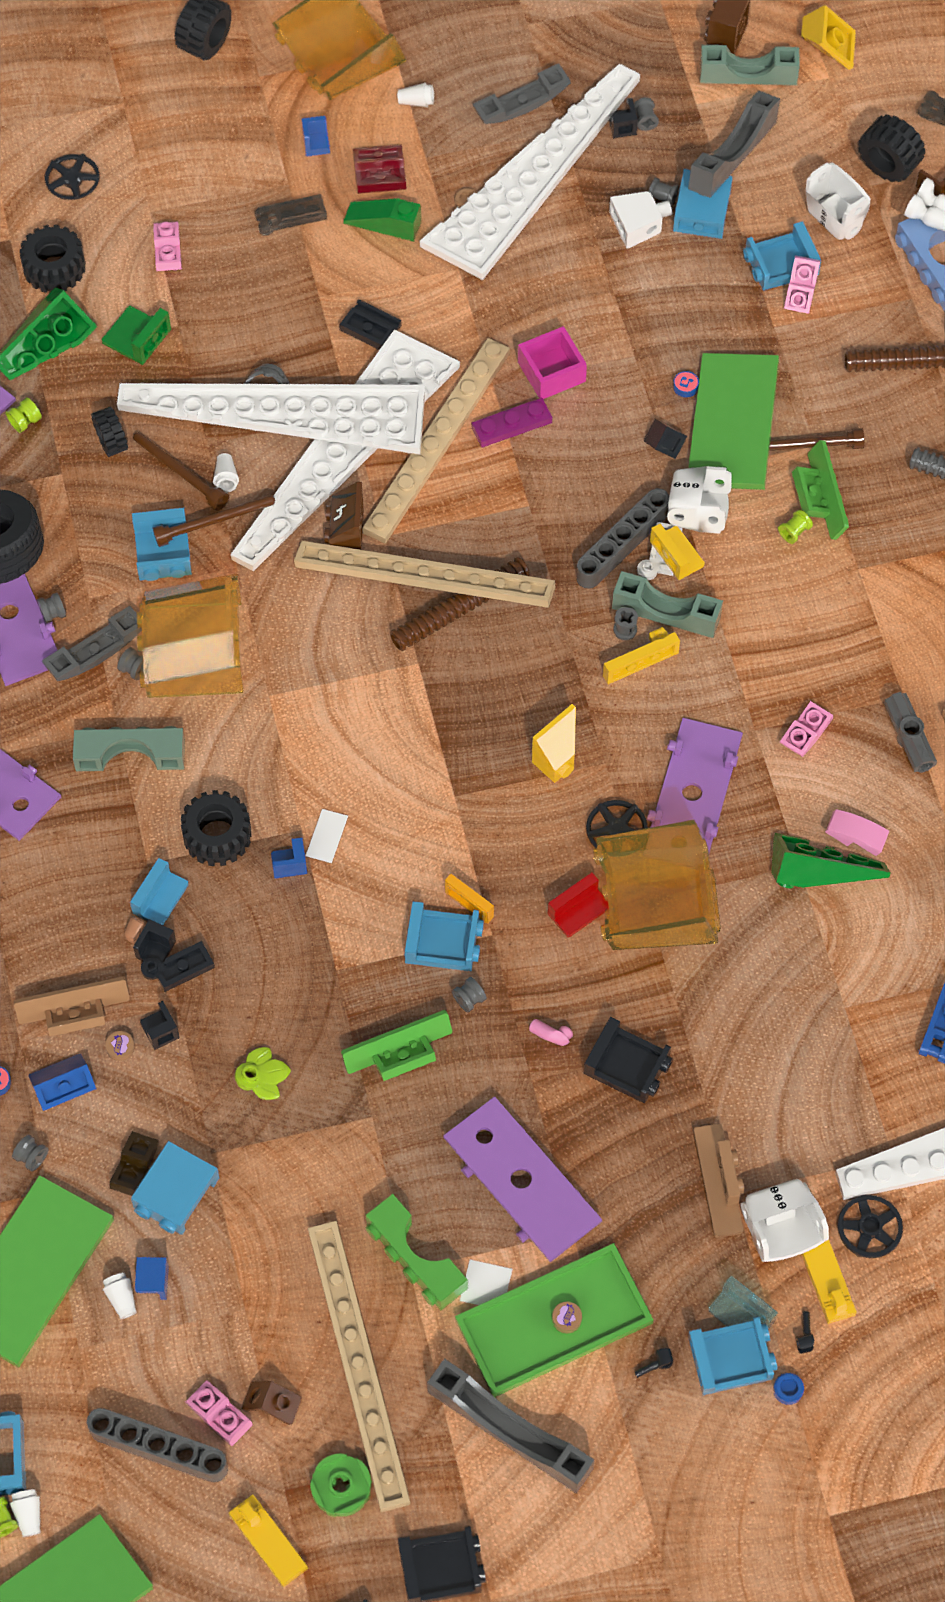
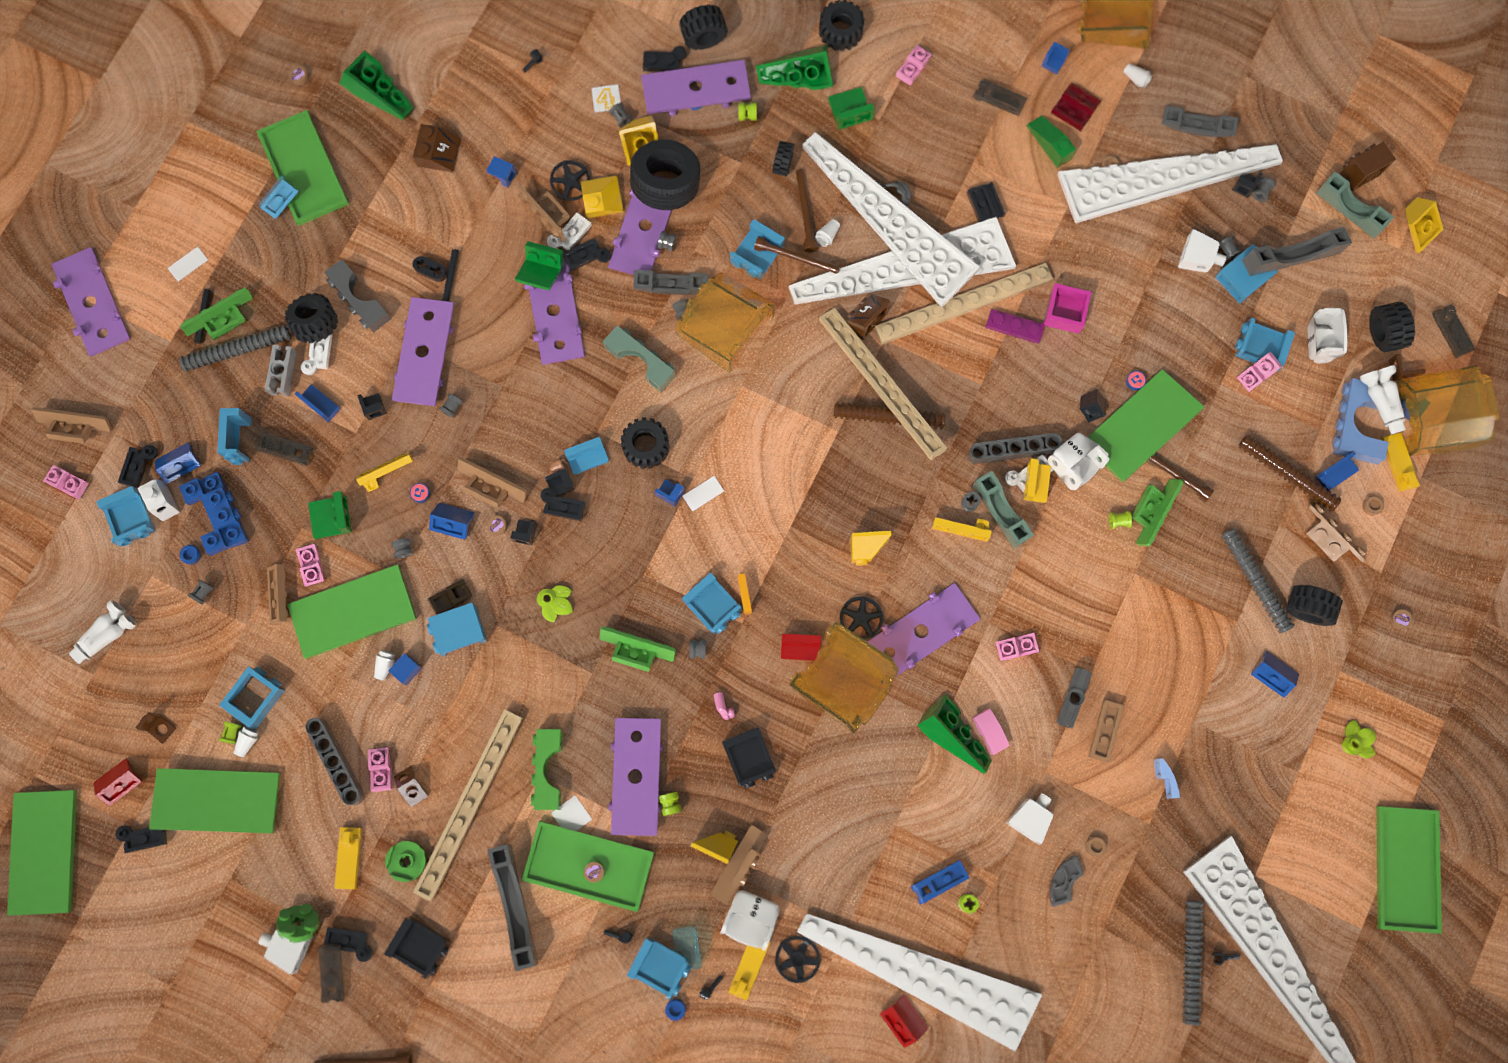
camera: 40 degrees right, 15 degrees up
(584, 1175) = (670, 803): none -> lime wheel
(678, 1177) = (718, 845): none -> yellow slope

